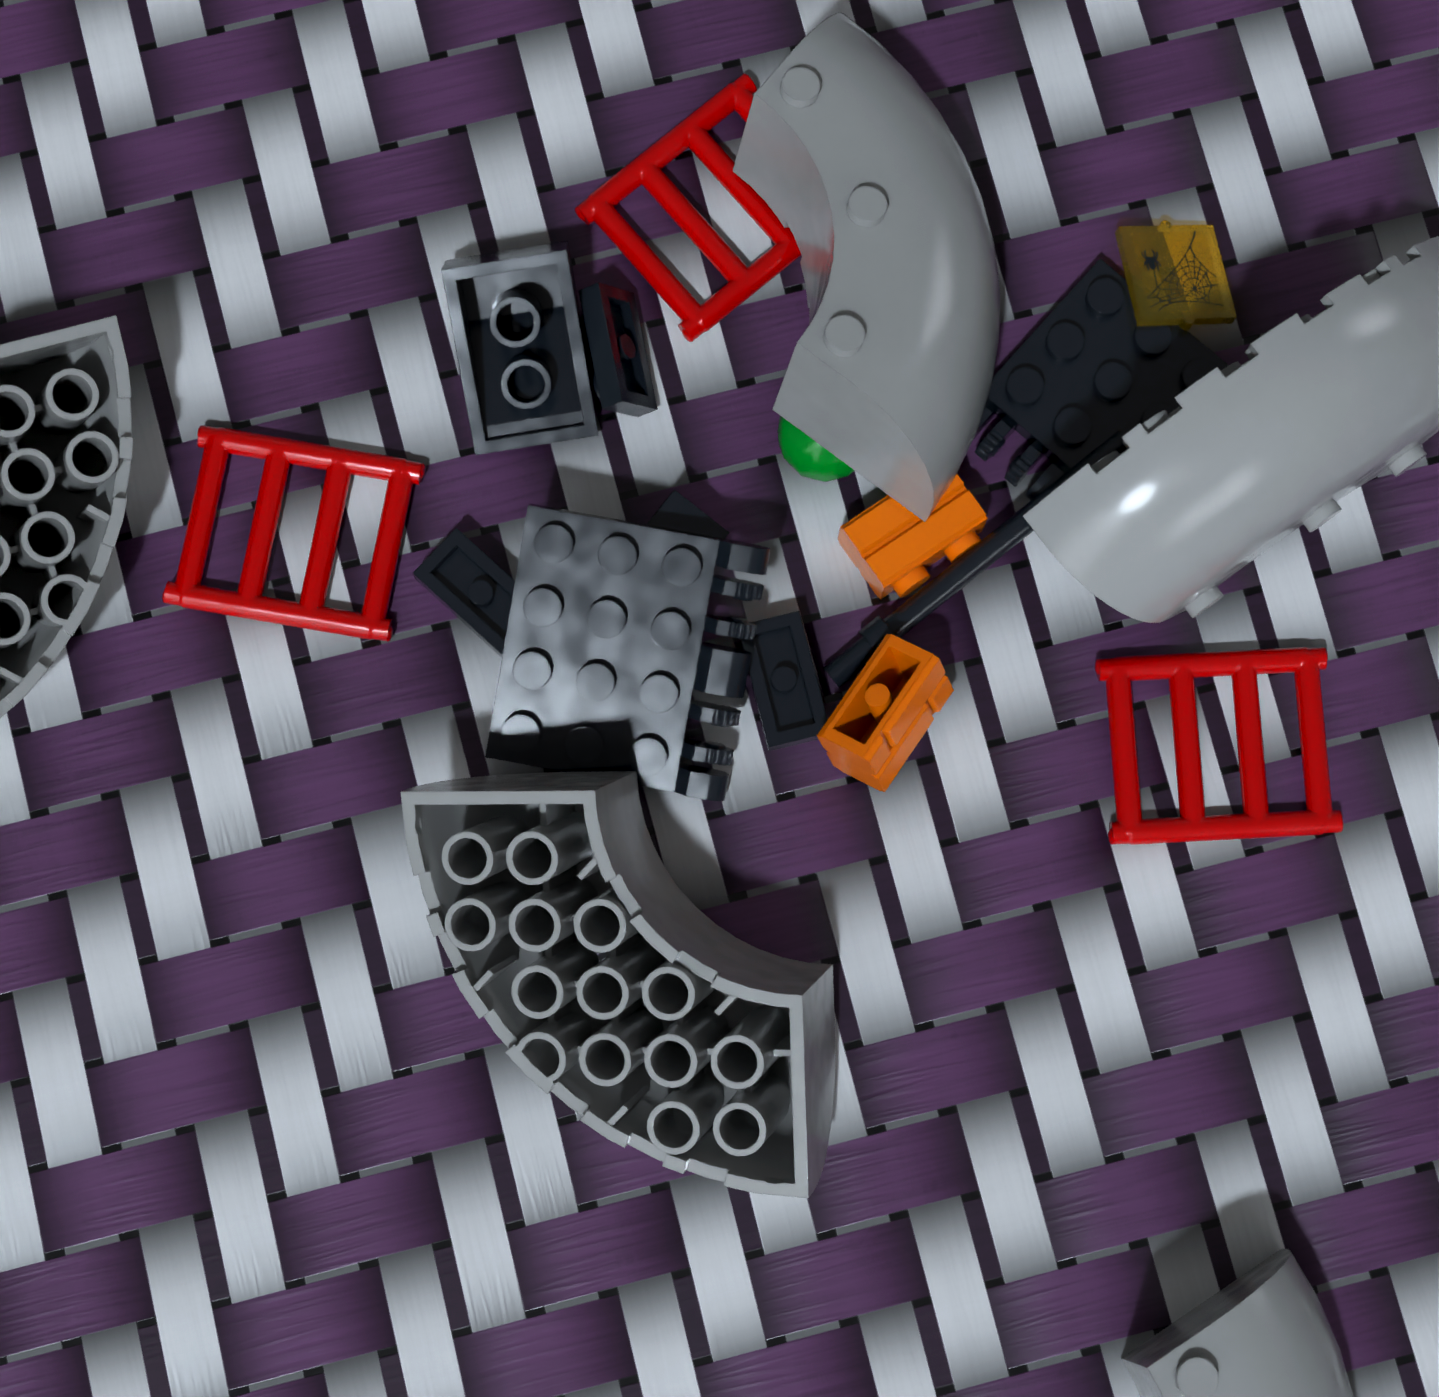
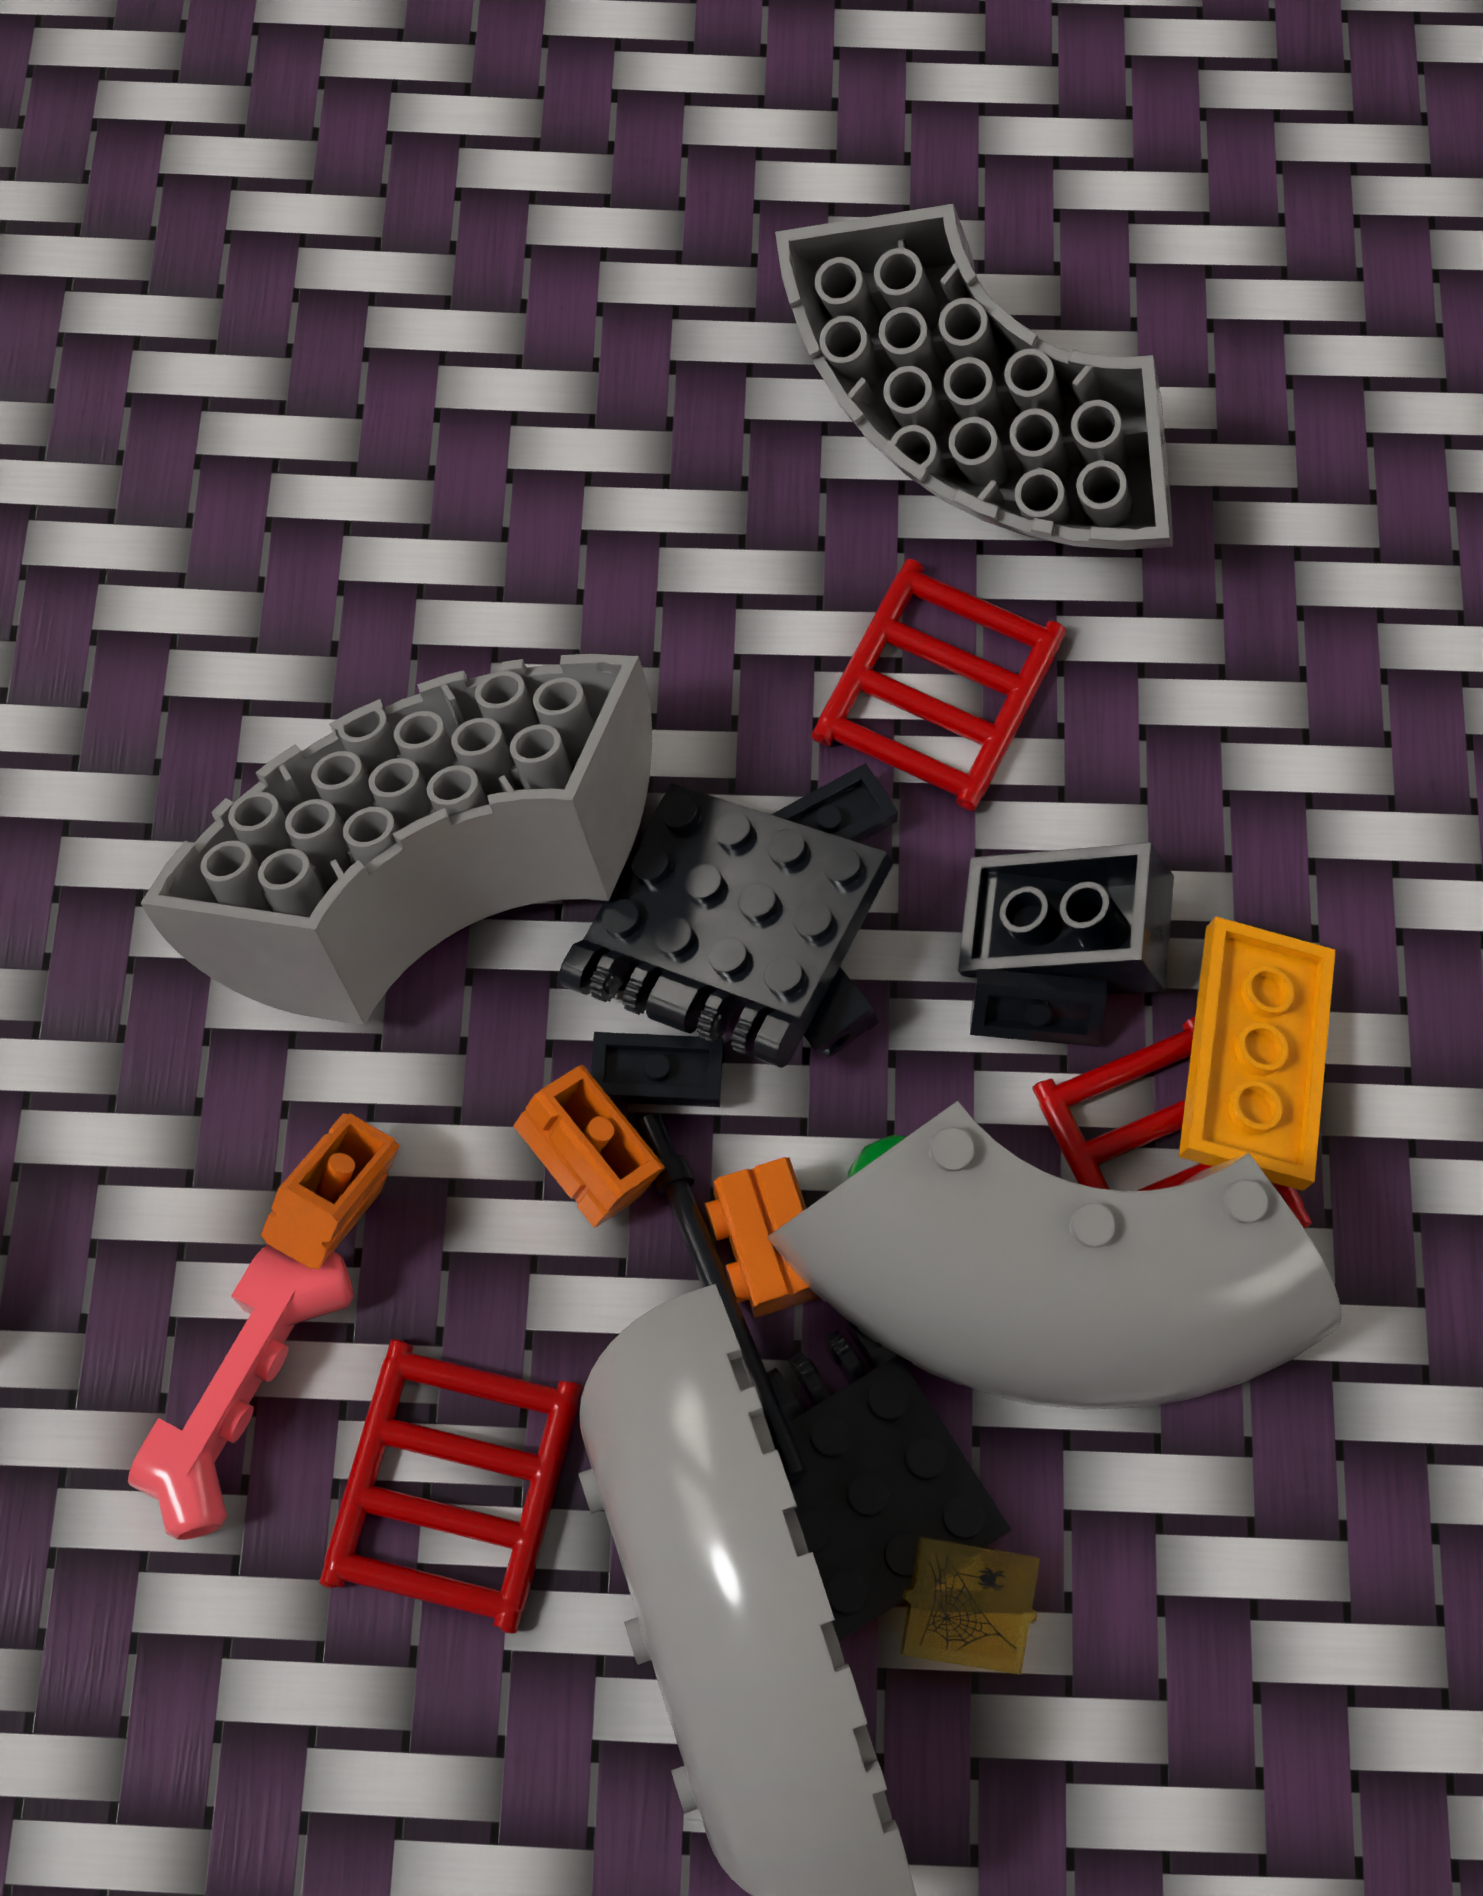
camera: 110 degrees right, 10 degrees down
(605, 143) = (1258, 1052): none -> light orange plate
(1010, 929) = (329, 1191): none -> orange brick
(1286, 989) = (179, 1463): none -> coral plate

